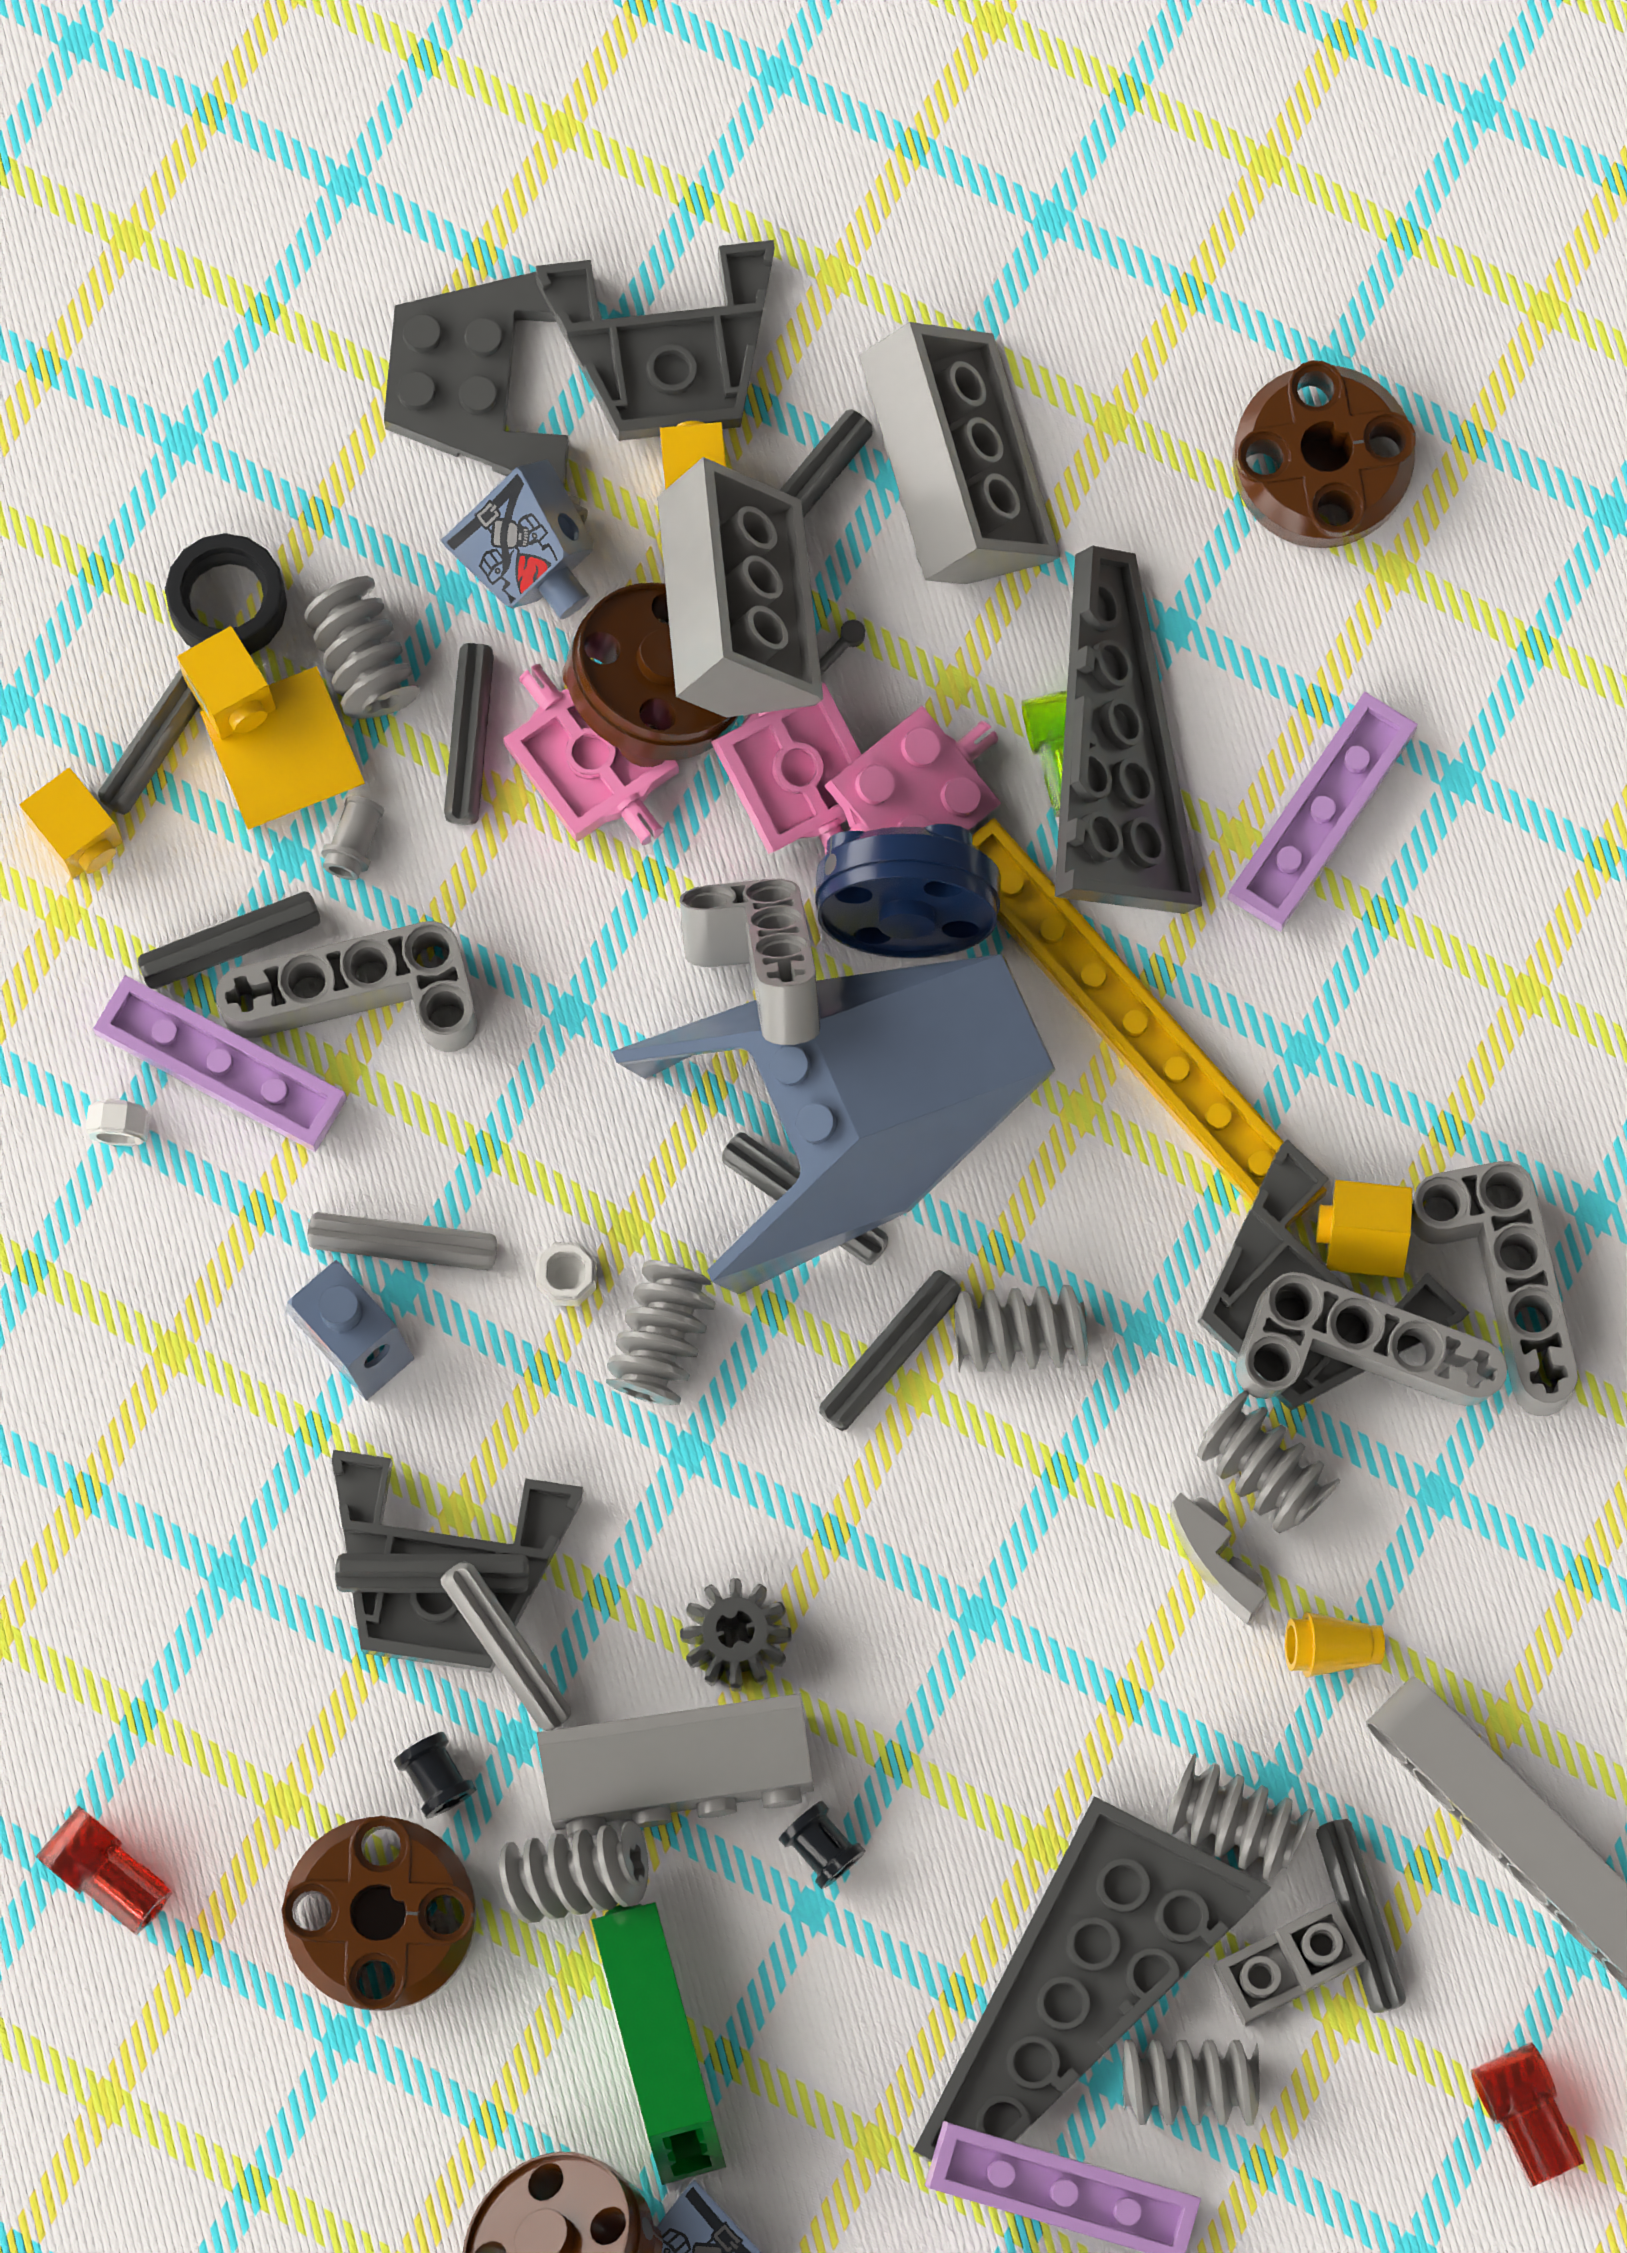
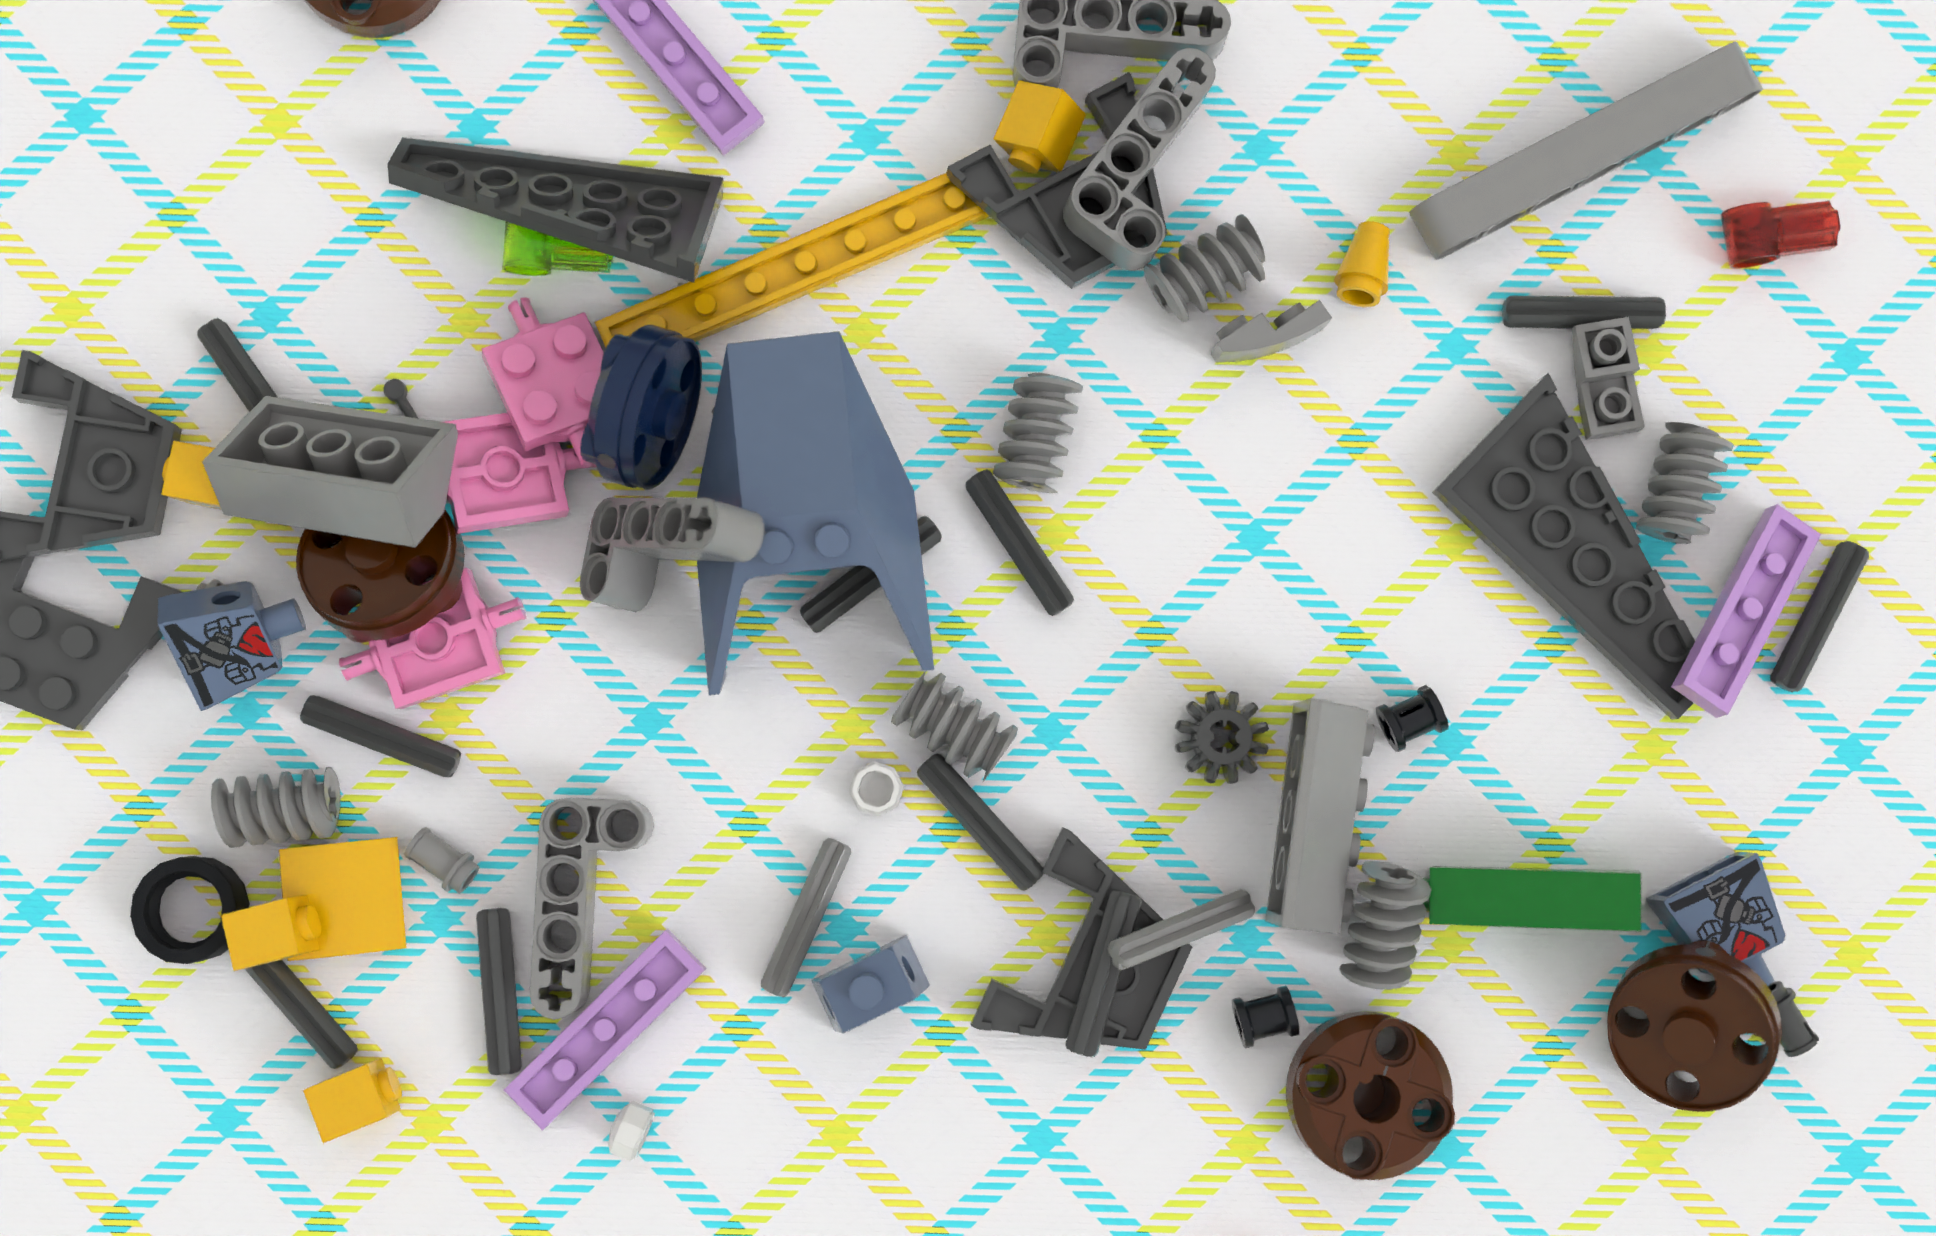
camera: 80 degrees left, 10 degrees up
(562, 1399) = (980, 822): none -> dark grey axle
(958, 453) = (265, 255): light grey slope -> none
(1236, 1819) = (1486, 380): light grey piece -> none

